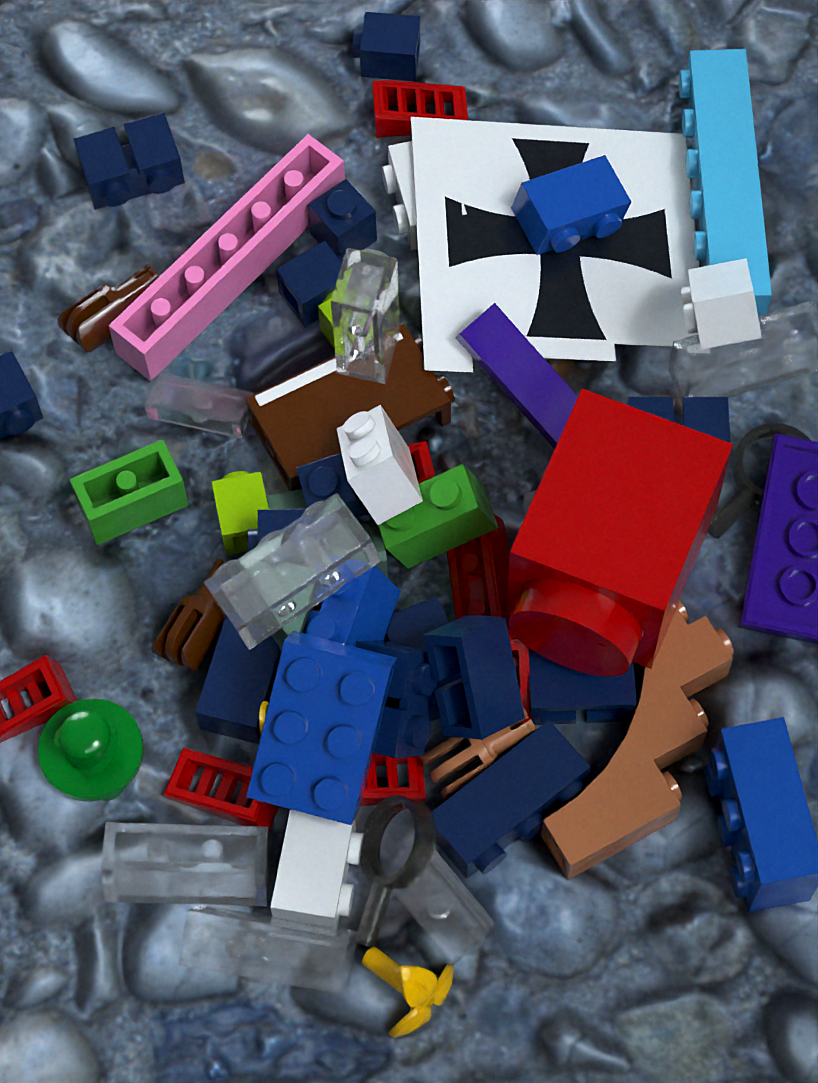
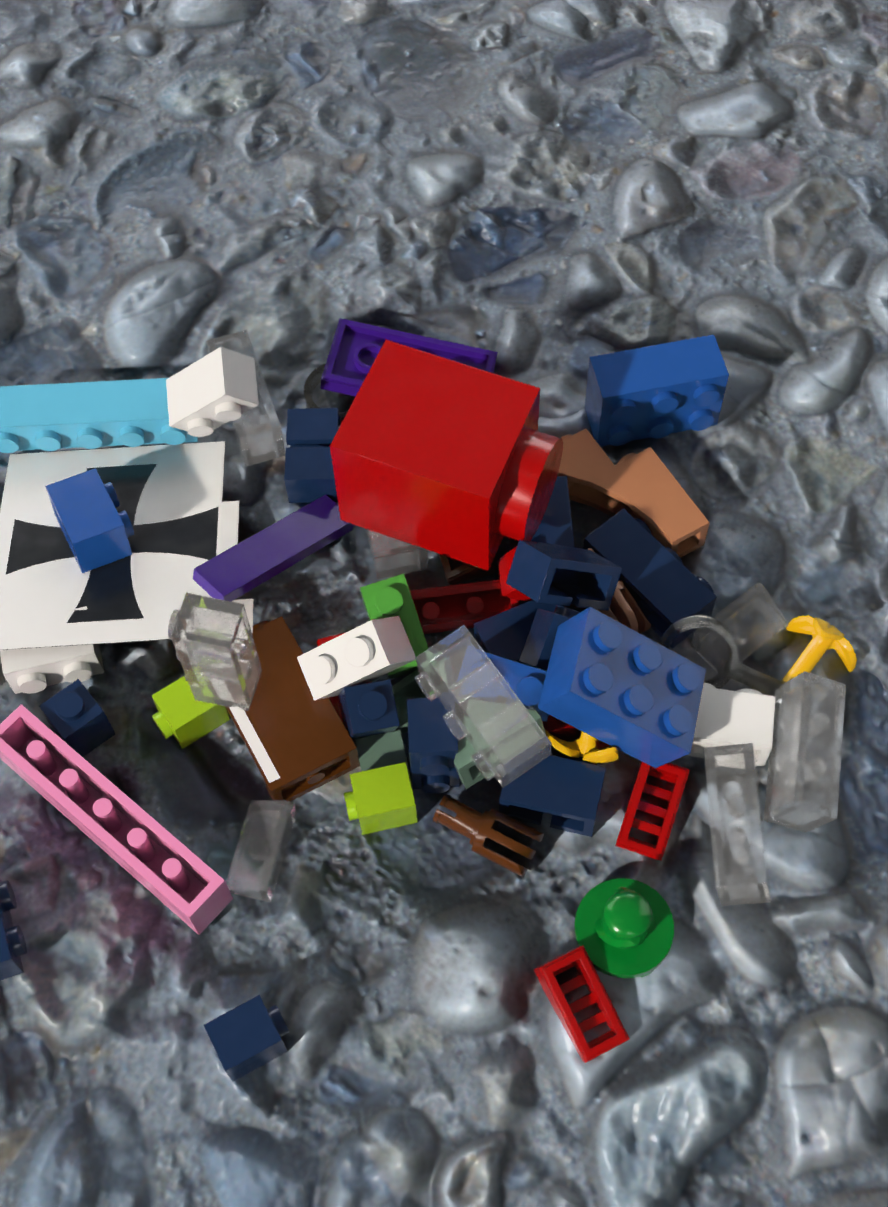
camera: 90 degrees left, 5 degrees down
(90, 318) = (152, 940): reddish brown arm -> none
(129, 492) = (366, 898): bright green brick -> none
(309, 280) = (141, 744): dark blue brick -> none

